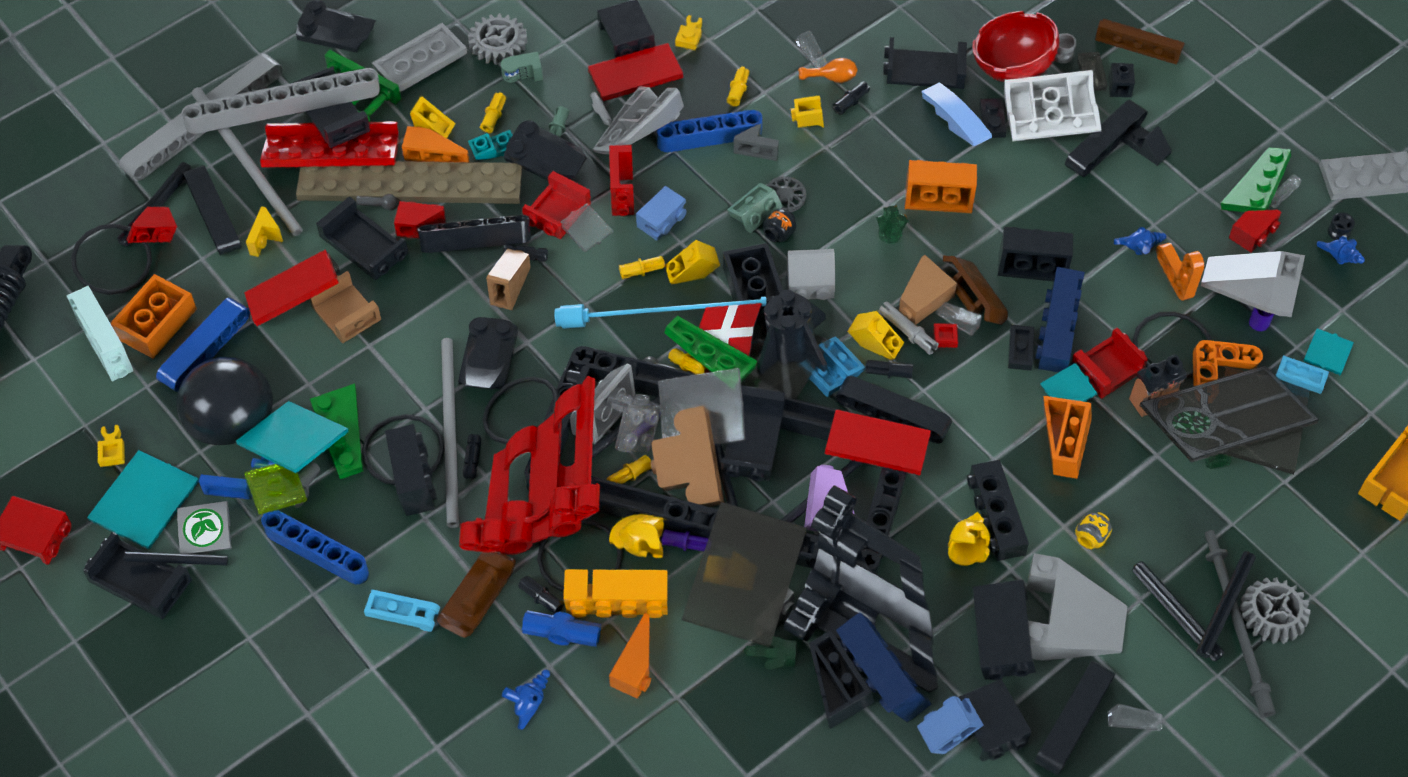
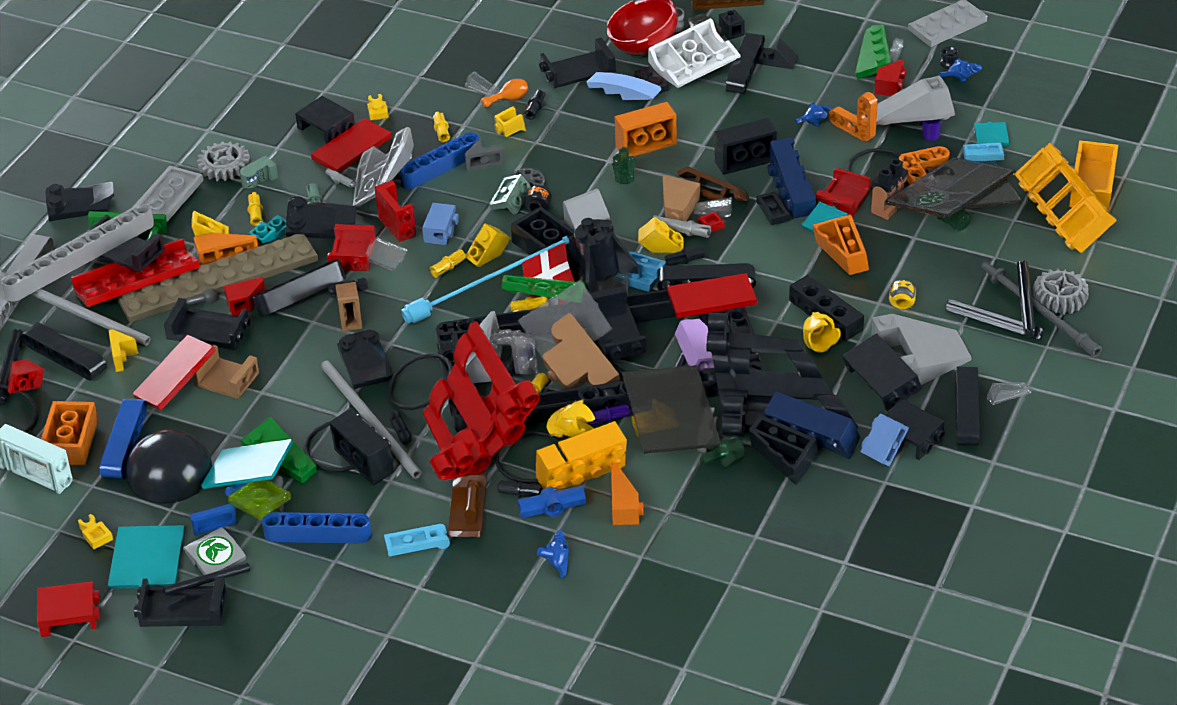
camera: 25 degrees left, 15 degrees down
(1357, 529) = (1085, 219): none -> light orange window

